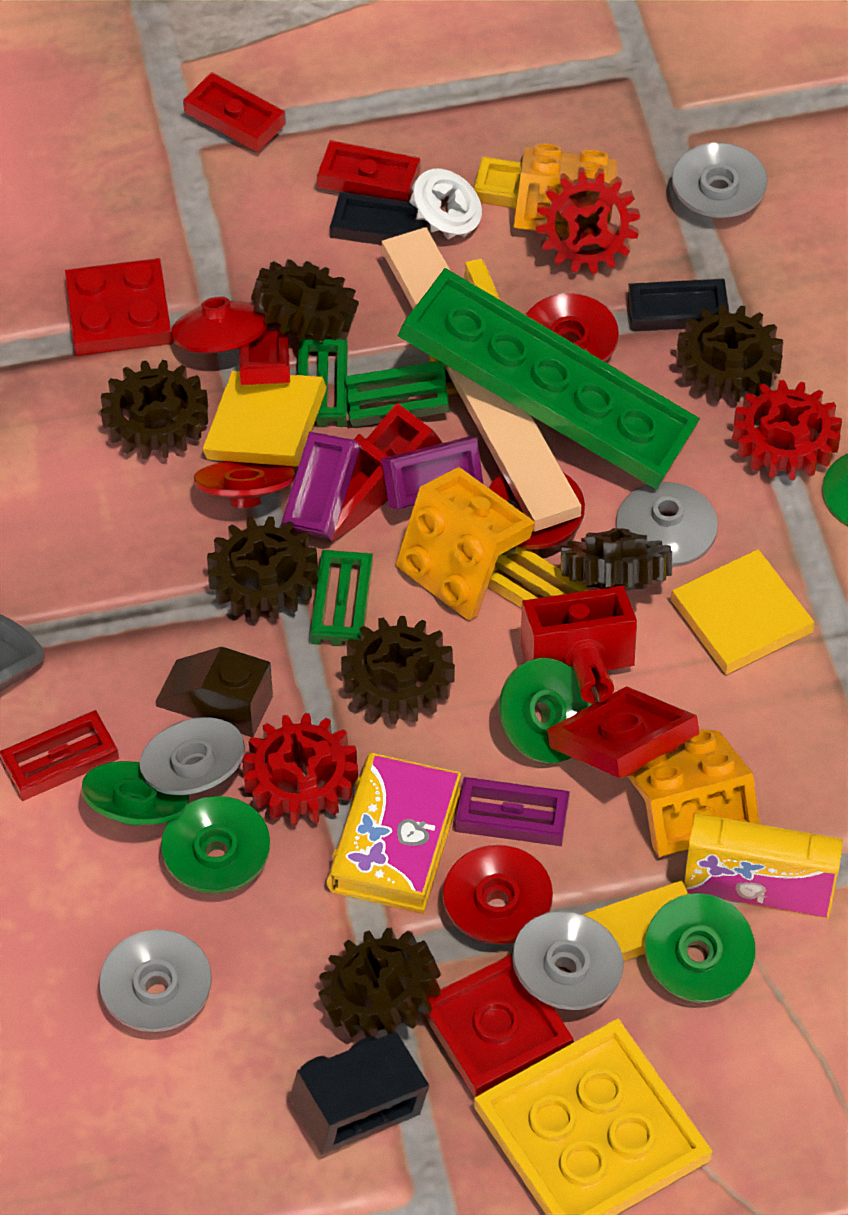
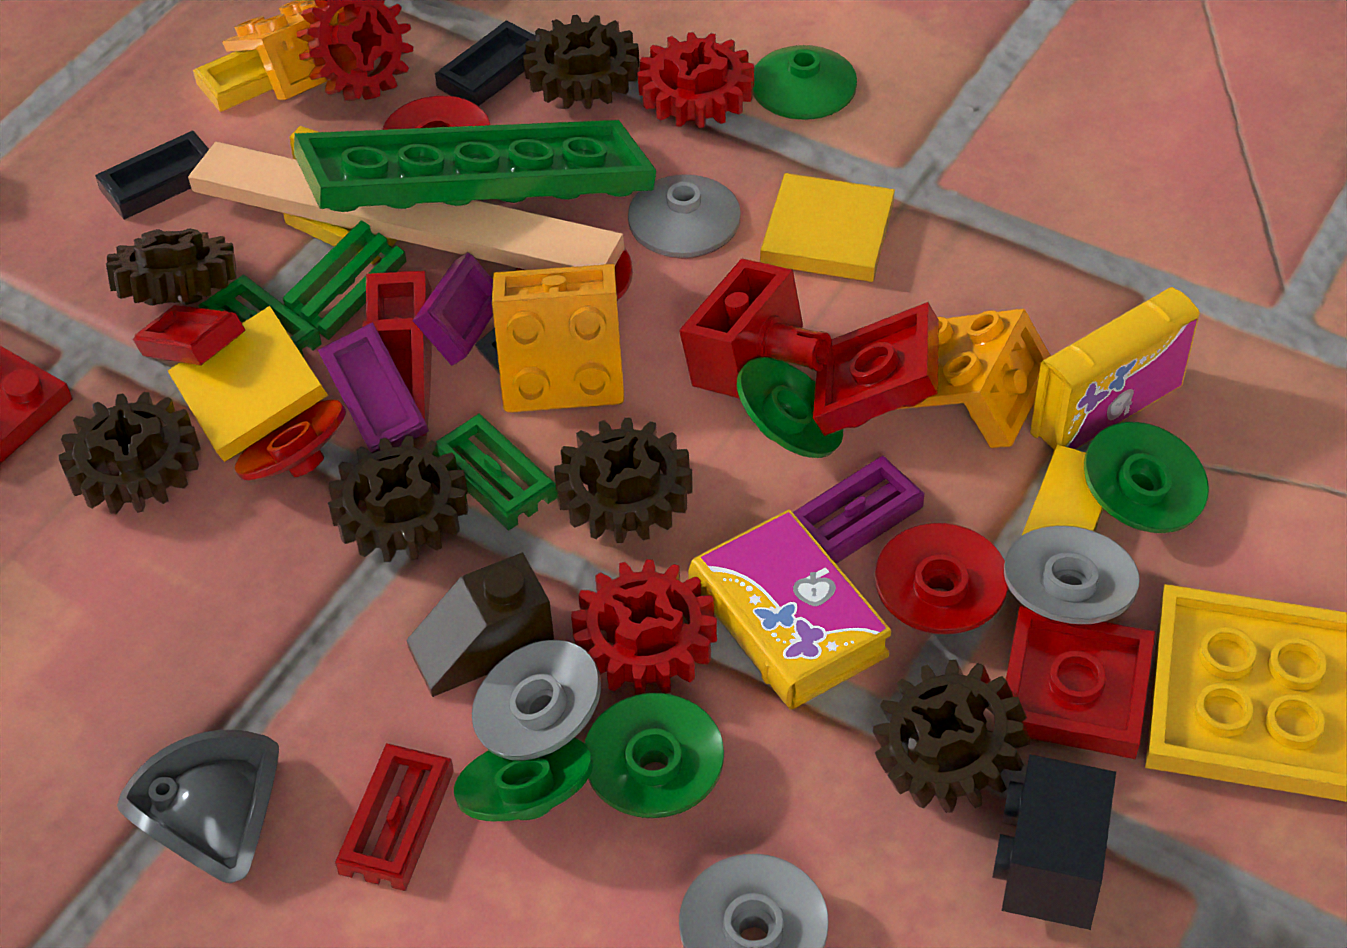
camera: 45 degrees left, 5 degrees down
(218, 326) = (110, 344): red dish -> none
(368, 171) = (103, 143): red plate -> none
(463, 201) = (207, 117): white gear -> none
(534, 574) = (650, 320): yellow tile -> none
(616, 560) = (700, 253): dark brown gear -> none

